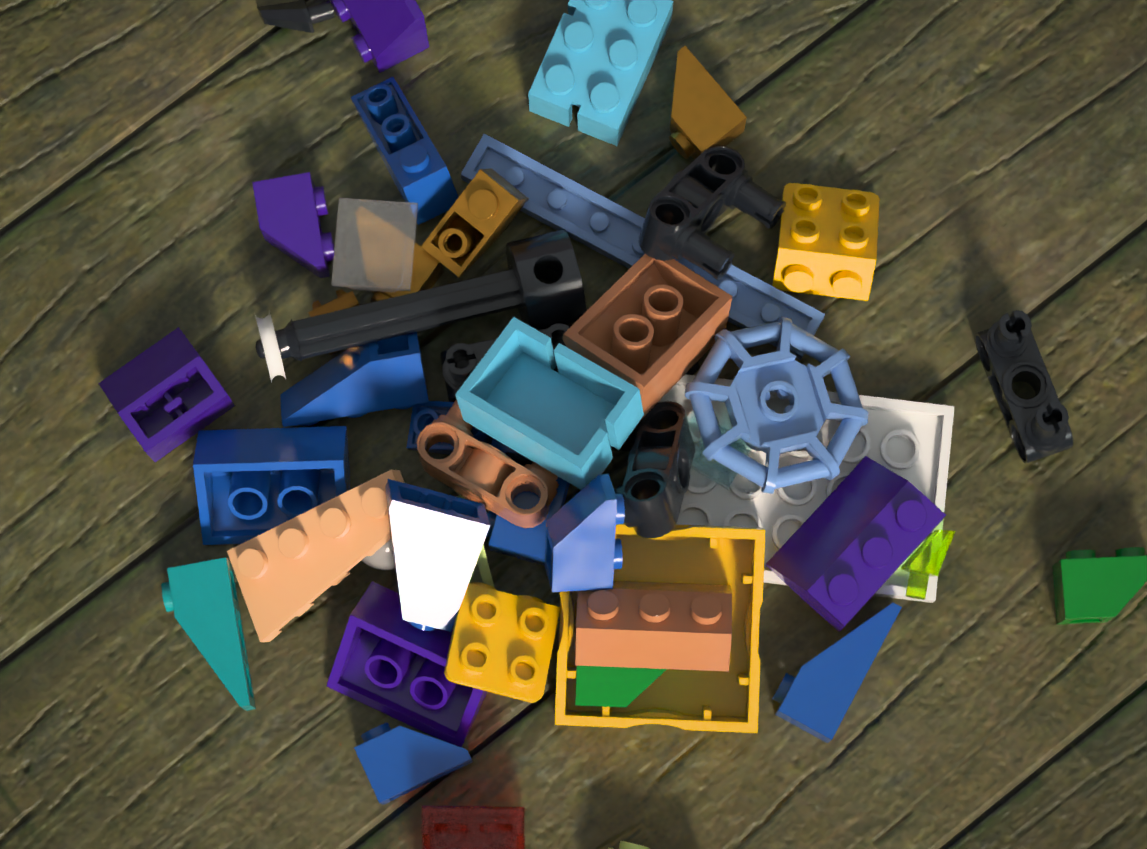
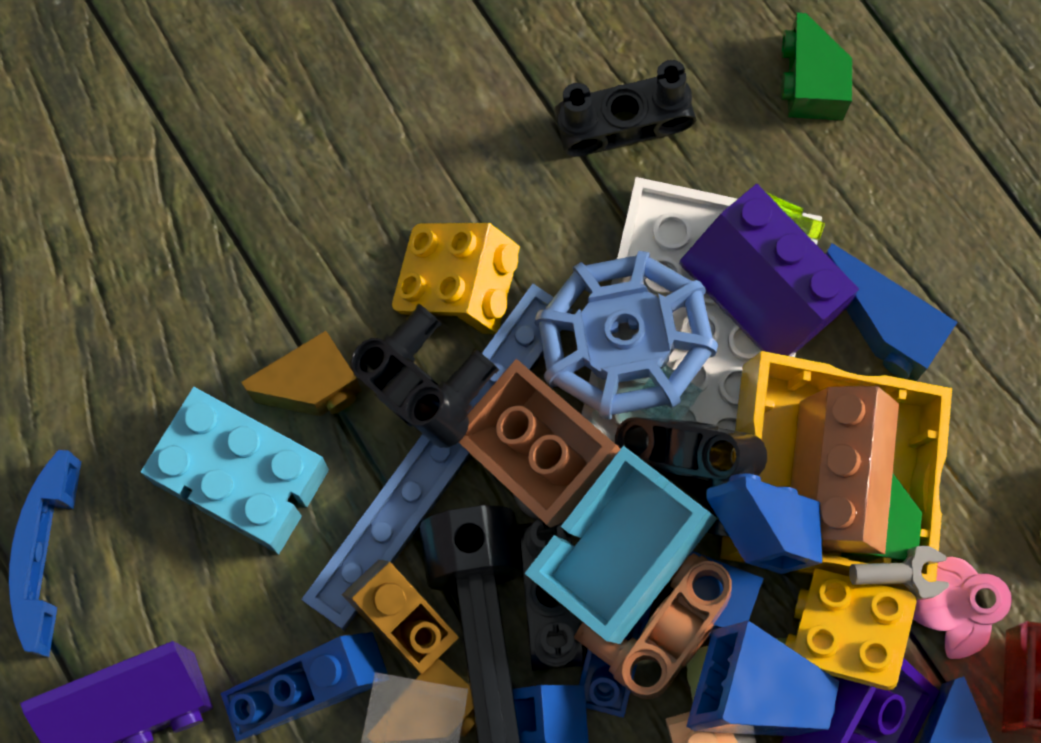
camera: 85 degrees left, 5 degrees down
(545, 756) = (956, 610): none -> bright pink plate
(560, 686) = (903, 573): none -> light grey bar

